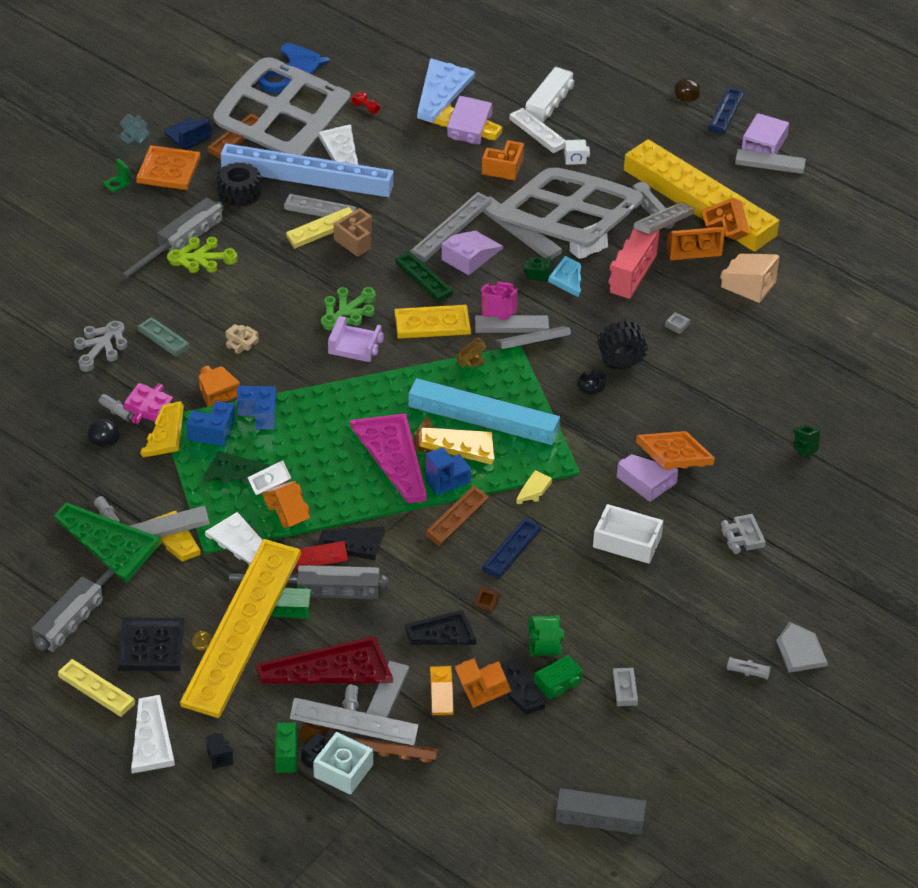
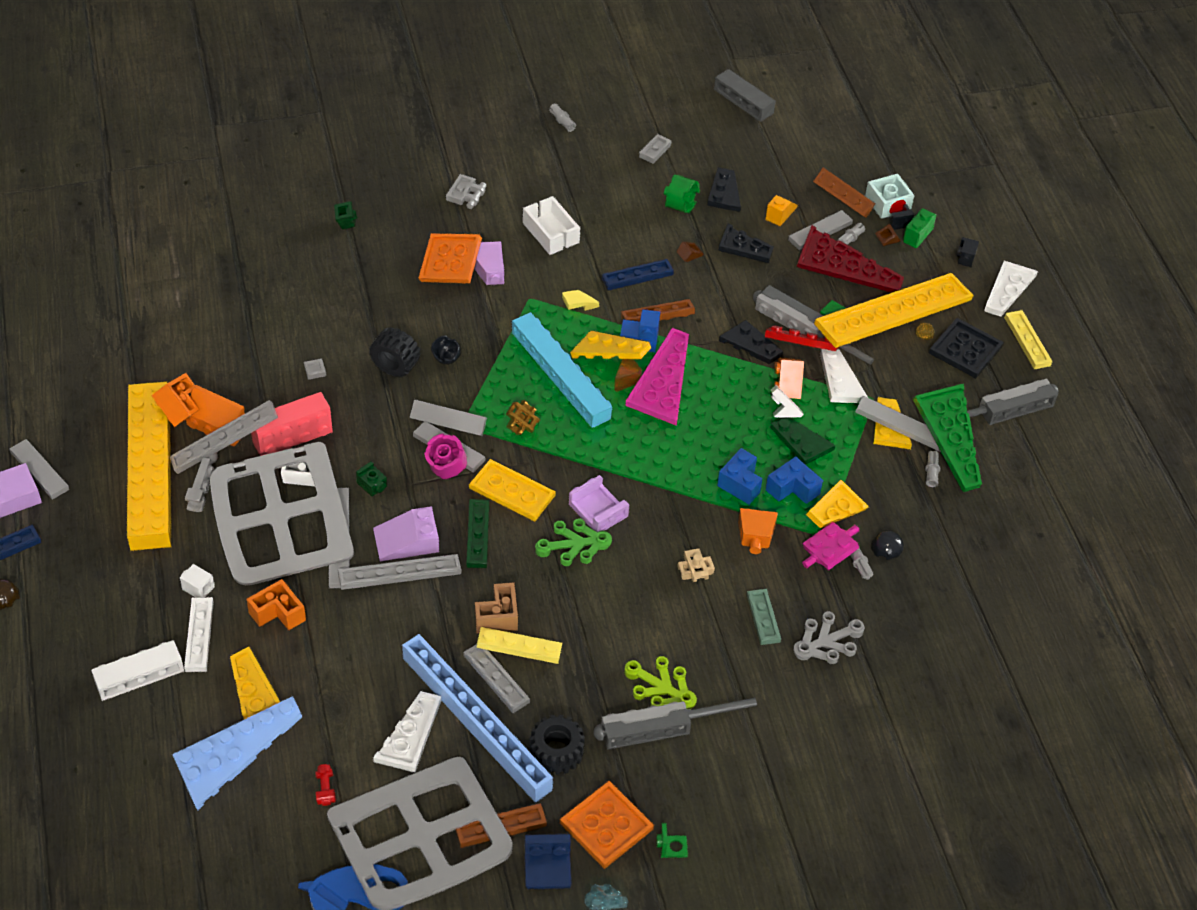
camera: 145 degrees left, 5 degrees up
(354, 721) = (866, 219): light grey plate -> none
(469, 119) = (254, 677): lavender panel -> none
(482, 684) = (754, 190): orange brick -> none
(558, 677) = (697, 171): green brick -> none
(567, 276) = (353, 459): medium azure wing -> none
(751, 275) = (211, 358): light nougat slope -> none
(800, 649) = (514, 113): light grey tile -> none

